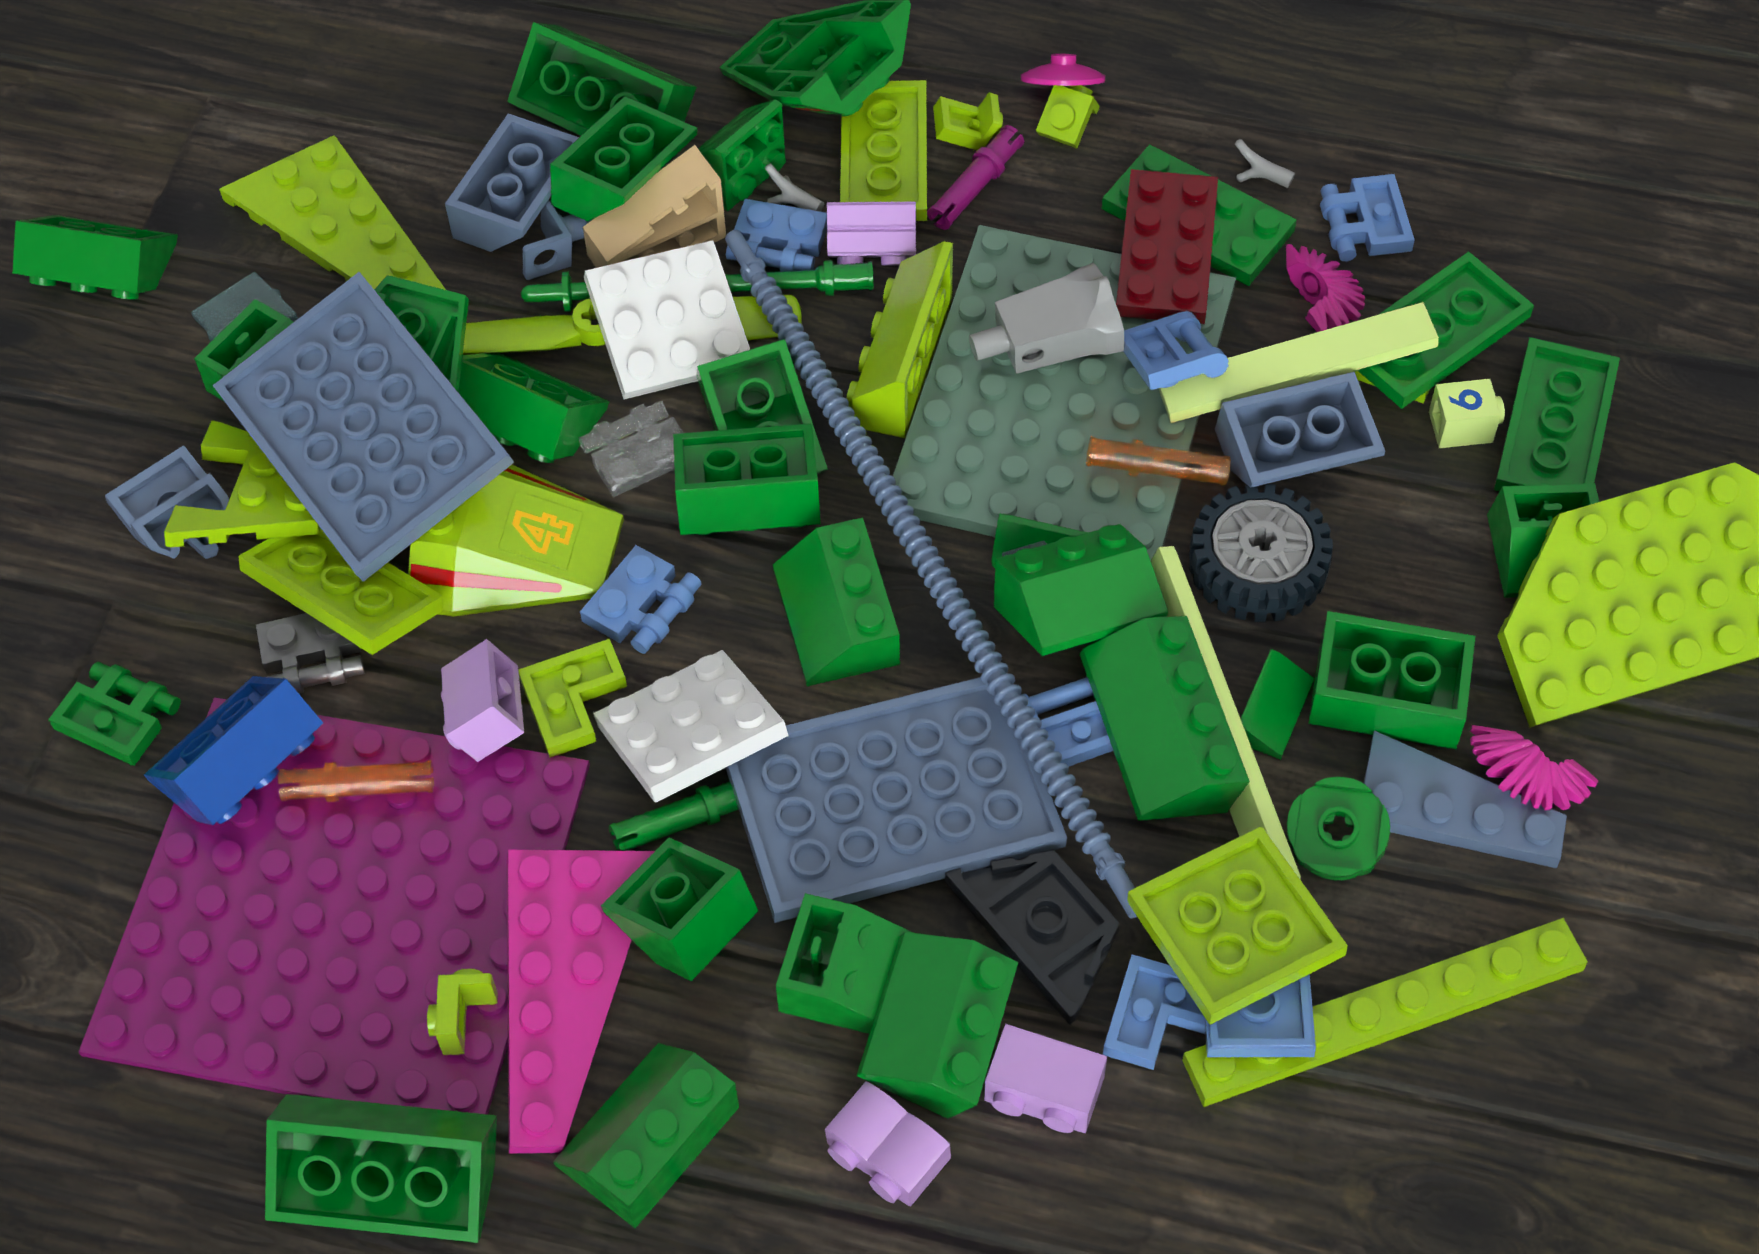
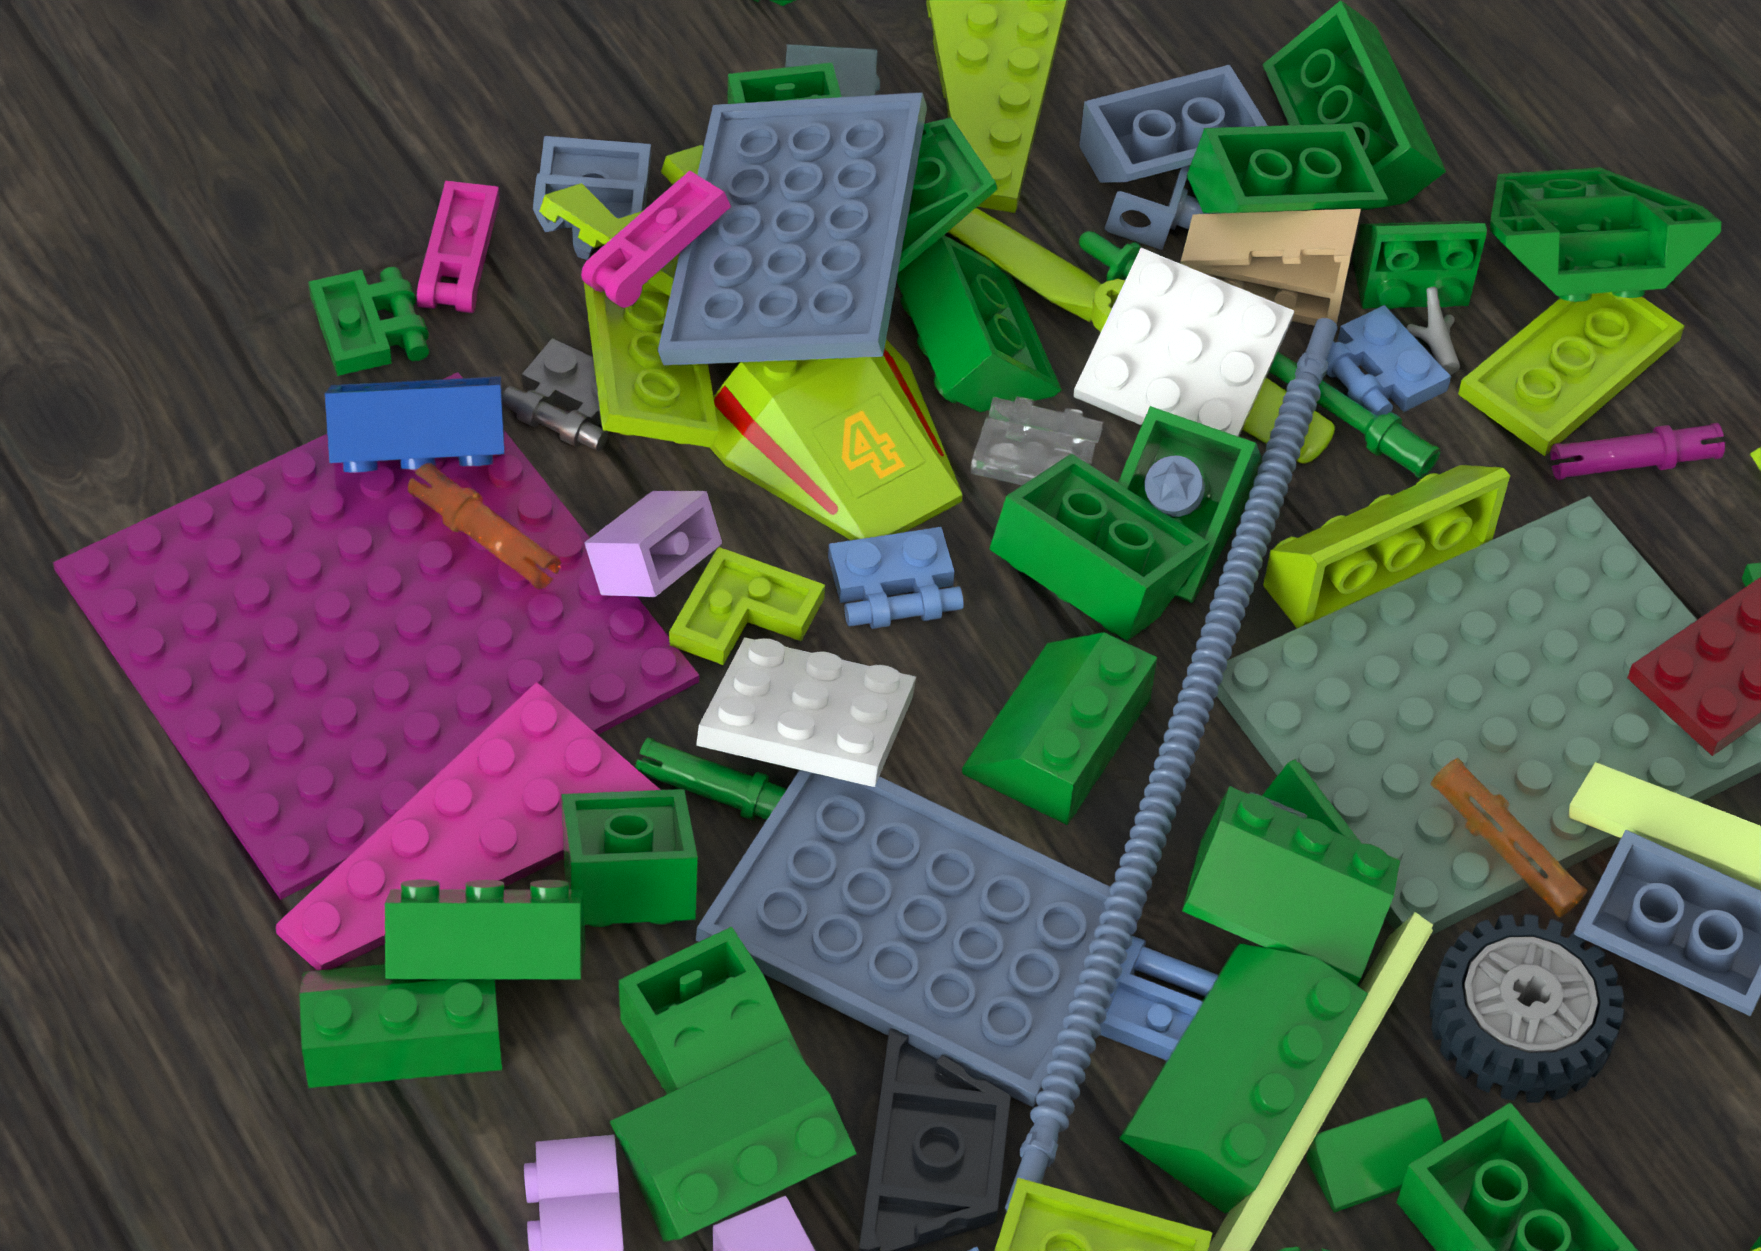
camera: 40 degrees right, 5 degrees down
(121, 613) = (458, 246): none -> dark pink plate
(276, 501) = (654, 238): none -> dark pink plate
(379, 1167) = (164, 849): green slope -> none
(454, 994) = (352, 768): lime bracket -> none
(663, 1032) = (484, 931): none -> green slope
(759, 404) = (1174, 486): none -> sand blue tile
(871, 231) = (1467, 418): lavender brick -> none
(967, 124) = (1682, 393): lime bracket -> none
(1054, 322) = (1544, 630): light grey piece -> none
(1162, 359) = (1615, 737): medium blue plate -> none

